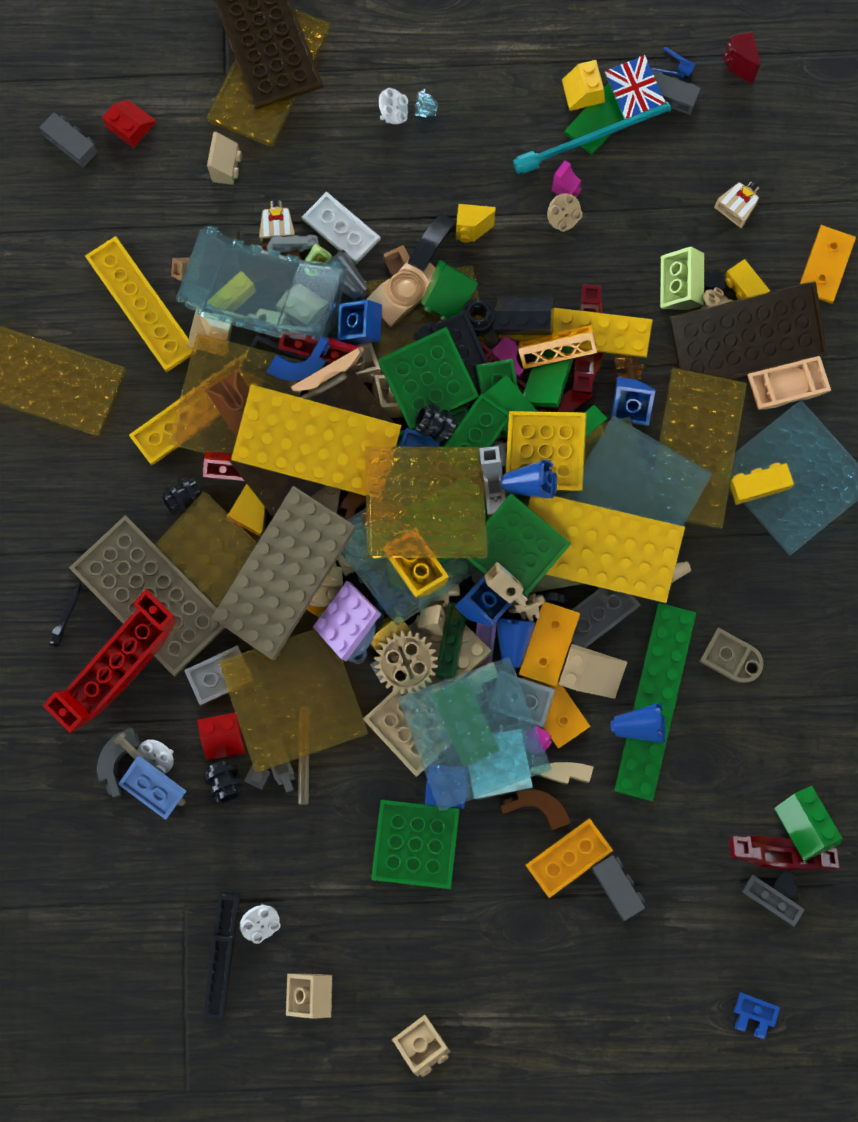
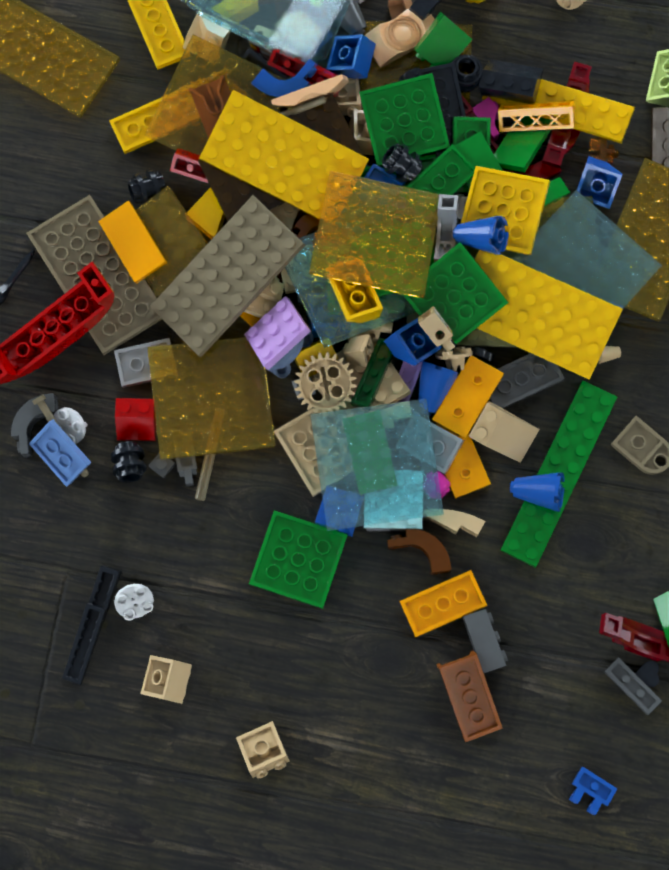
camera: 15 degrees right, 0 degrees up
(179, 555) = (132, 242): none -> light orange tile
(616, 947) = (470, 697): none -> dark orange plate

